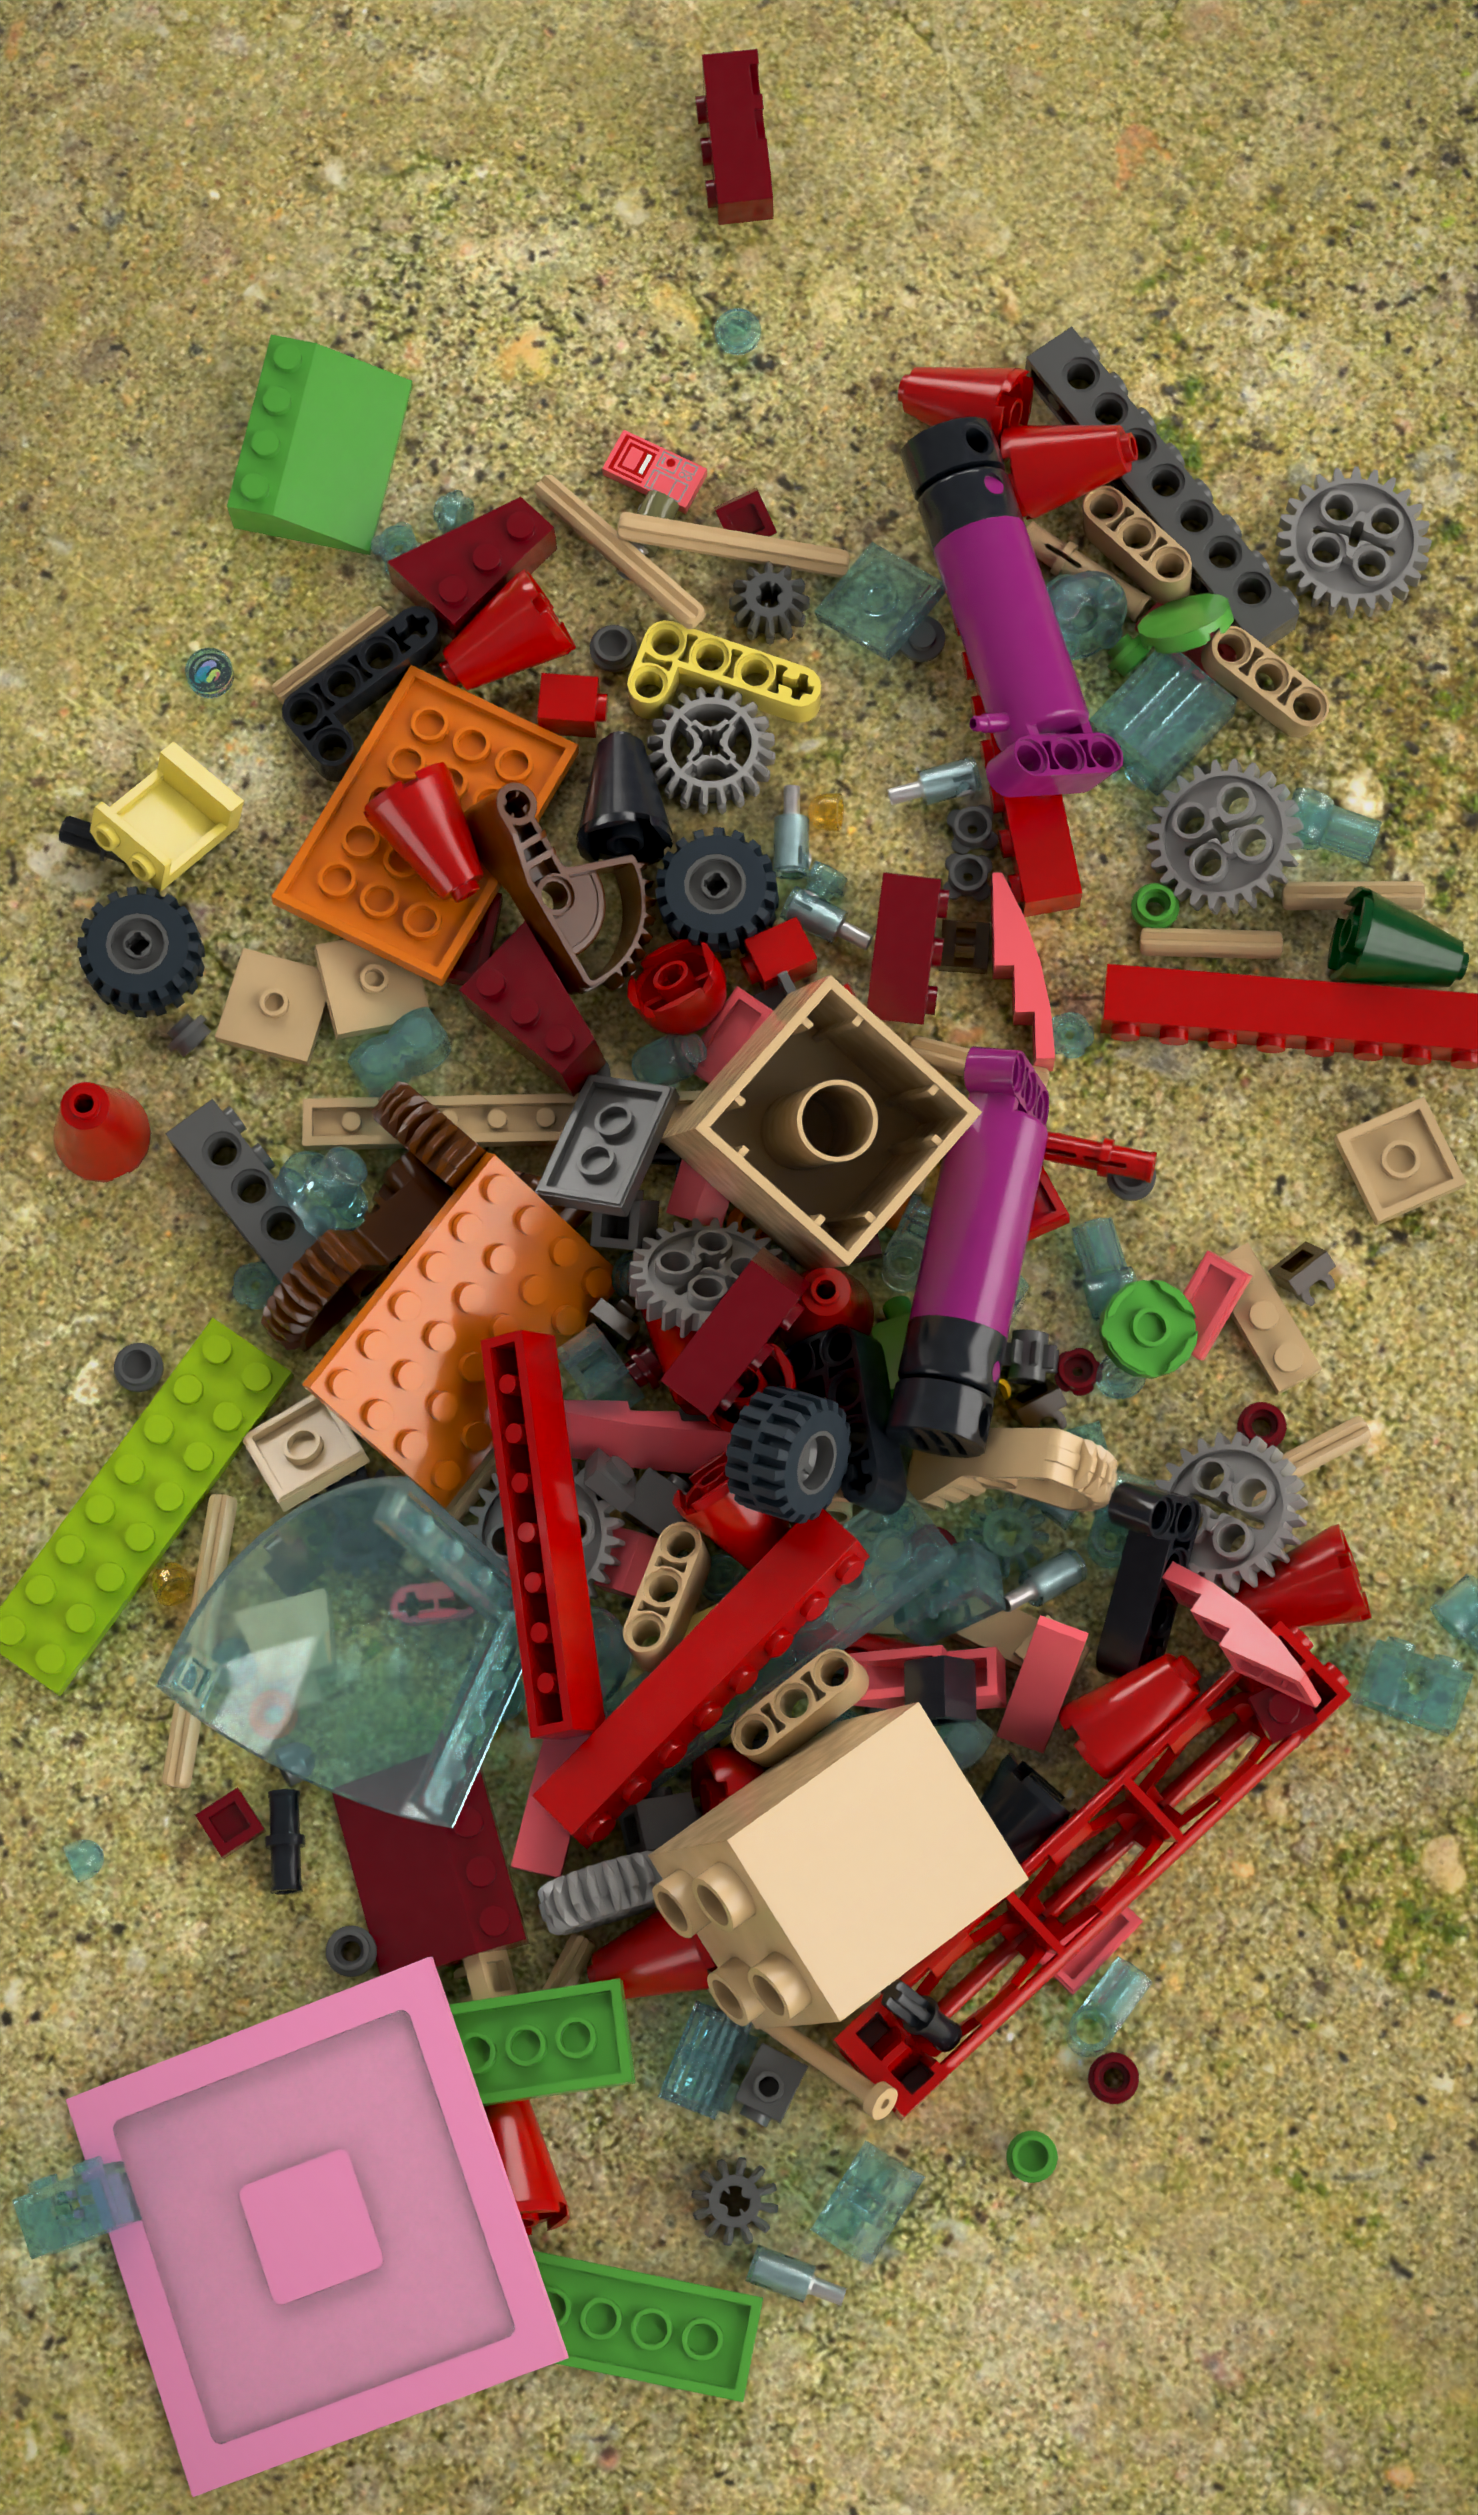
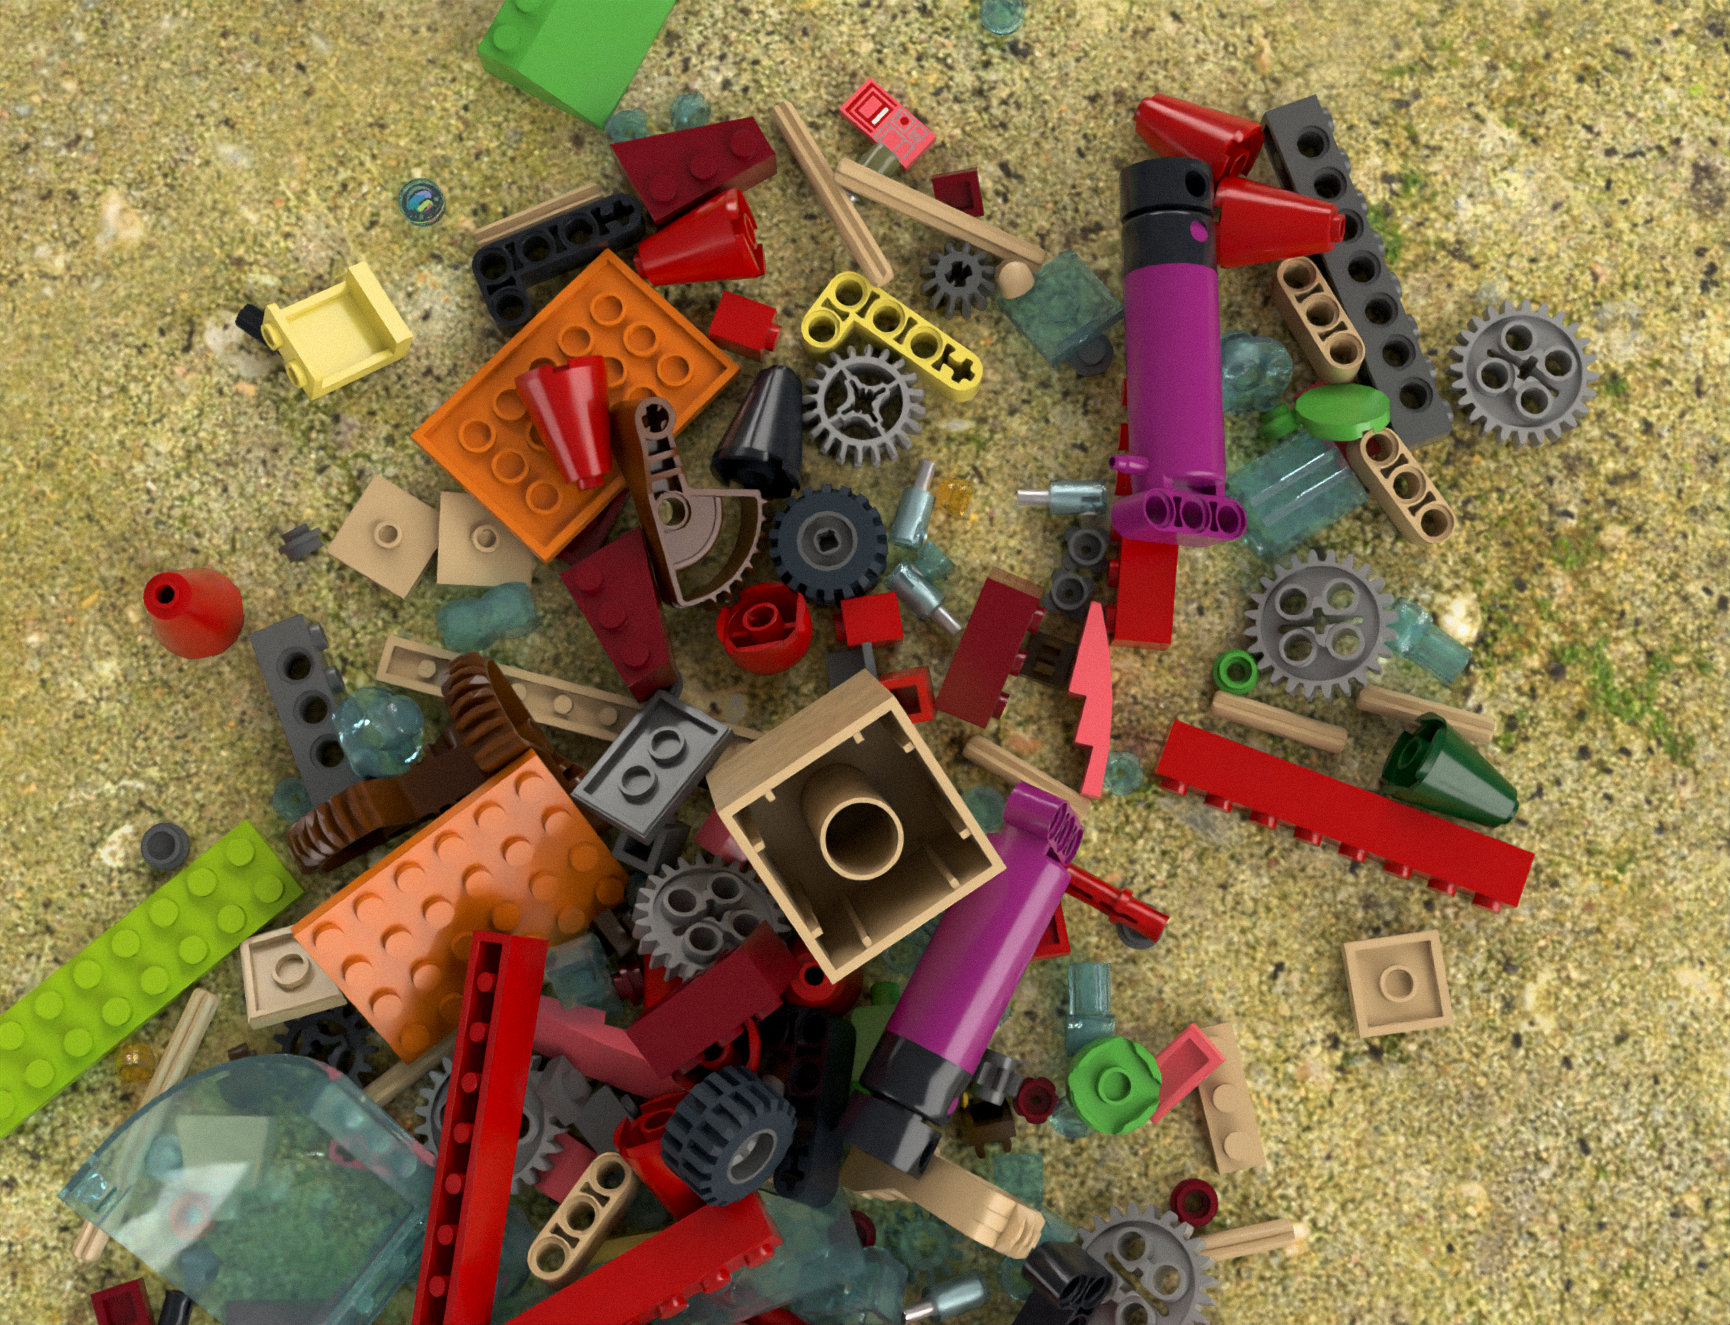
camera: 10 degrees right, 5 degrees up
(141, 952) = (278, 452): black wheel -> none
(613, 648) = (801, 283): dark grey plate -> none
(668, 1059) = (737, 694): clear light blue arm -> none
(730, 1031) = (801, 685): coral tile -> none
(824, 585) = (1013, 278): none -> tan hinge
(1043, 541) = (1229, 290): tan pin -> none
(1303, 1269) = (1276, 1064): dark brown tile -> none

